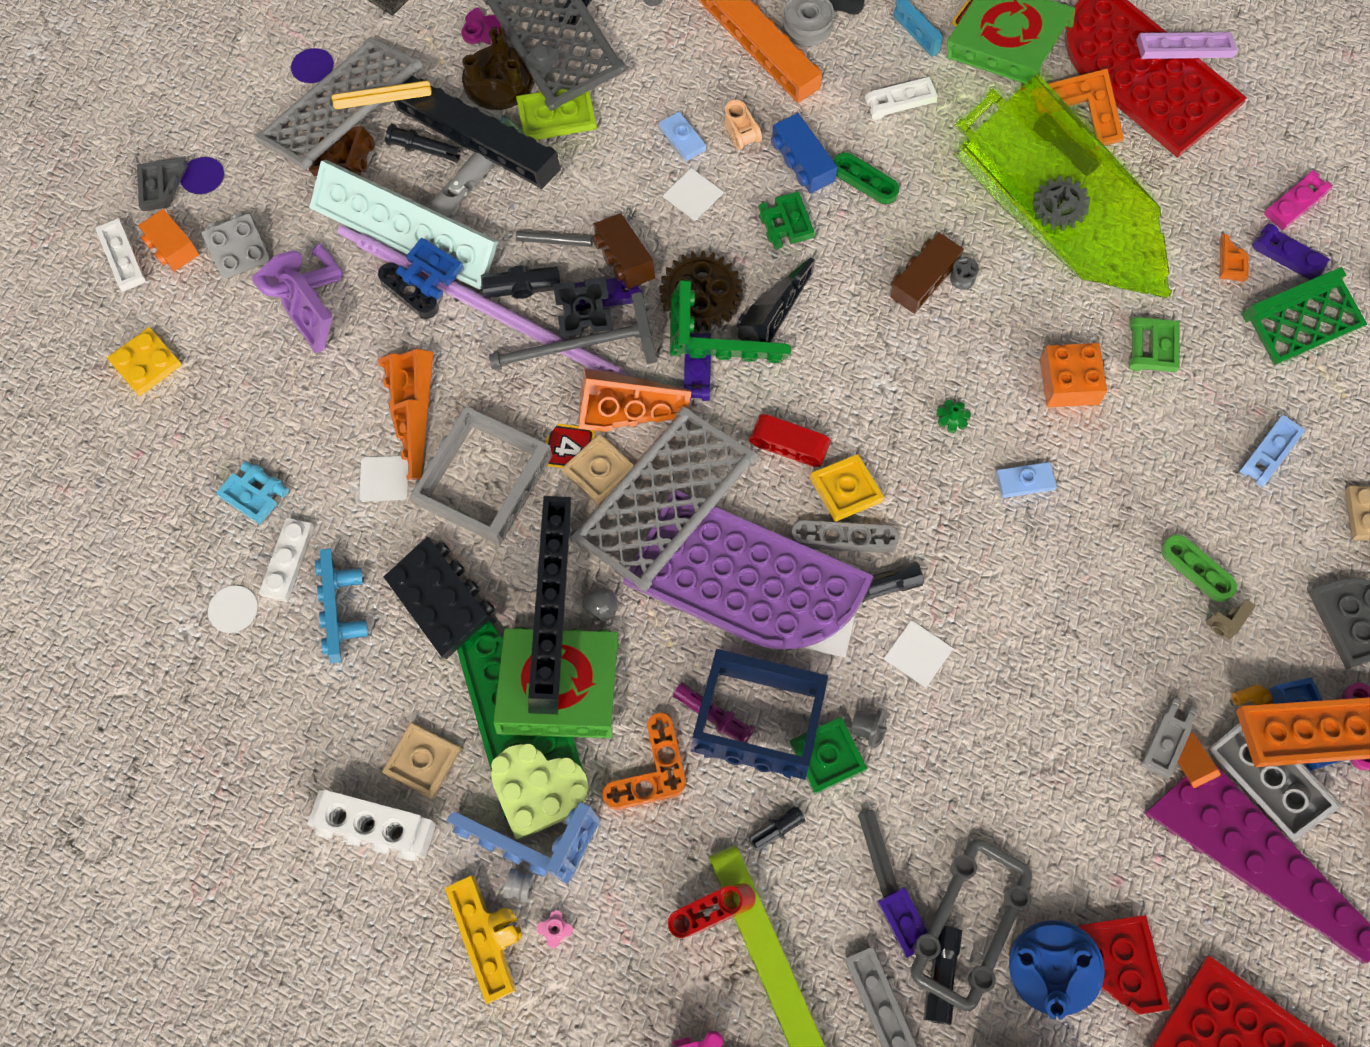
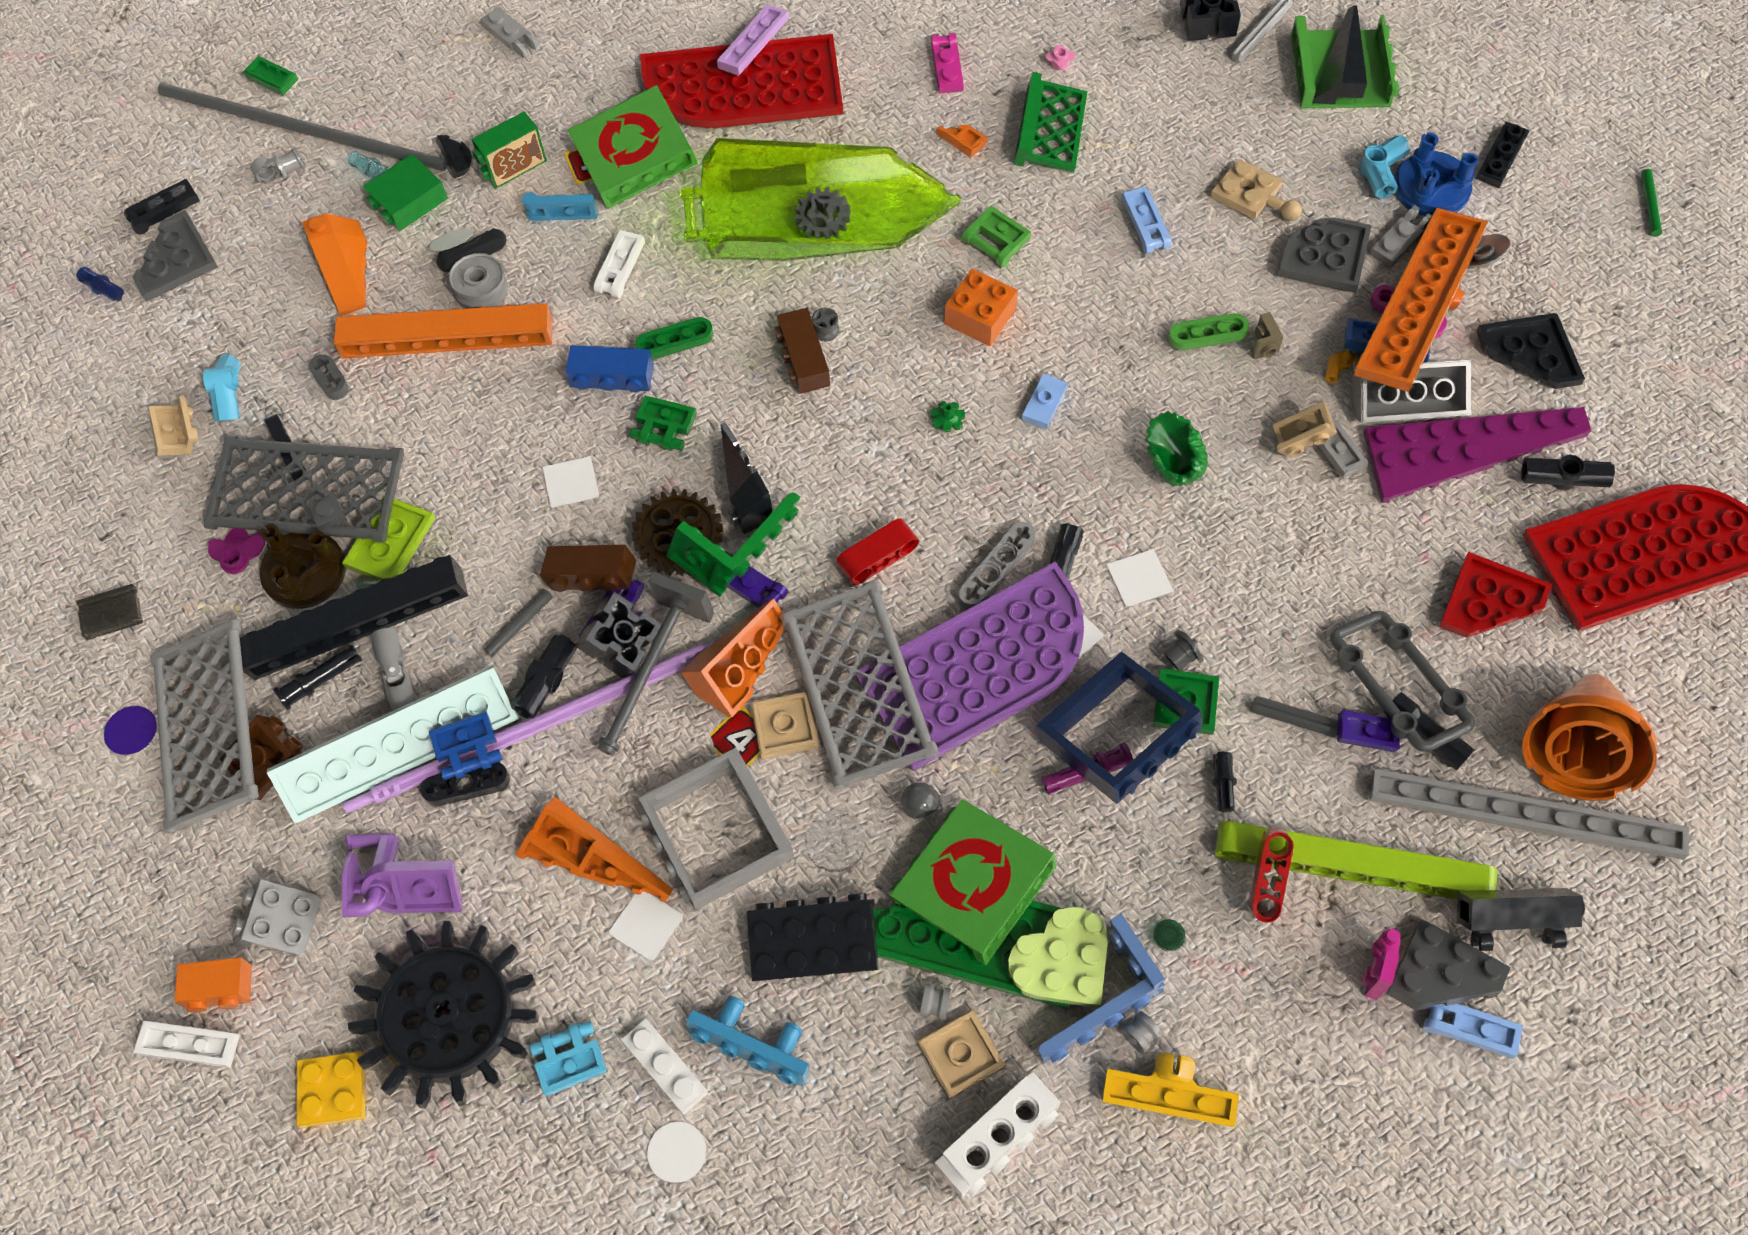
camera: 55 degrees left, 5 degrees down
(159, 182) = (134, 956): dark grey wing -> none
(202, 175) = (161, 911): dark purple sticker -> none
(233, 392) = (421, 971): none -> black gear
(381, 94) = (242, 674): yellow axle -> none
(447, 715) = (935, 1002): none -> light grey wheel
(549, 606) = (902, 836): black brick -> none
(555, 938) = (1195, 1033): bright pink plate -> none
(615, 860) = (1169, 935): none -> clear green plate
(657, 778) = (1116, 852): orange beam -> none
(682, 136) = (505, 453): light blue plate -> none
(741, 128) = (540, 400): light nougat piece -> none
(846, 487) = (955, 535): yellow plate -> none
(1052, 608) = (1176, 449): none -> green piece
(1056, 968) = (1474, 642): blue piece -> none
(1097, 91) = (741, 123): orange plate -> none
(1158, 703) = (1304, 429): none -> tan bracket
(1197, 763) = (1370, 436): orange tile -> none
(1290, 252) = (988, 98): dark purple plate -> none
(1313, 979) = (1567, 472): none -> black piece

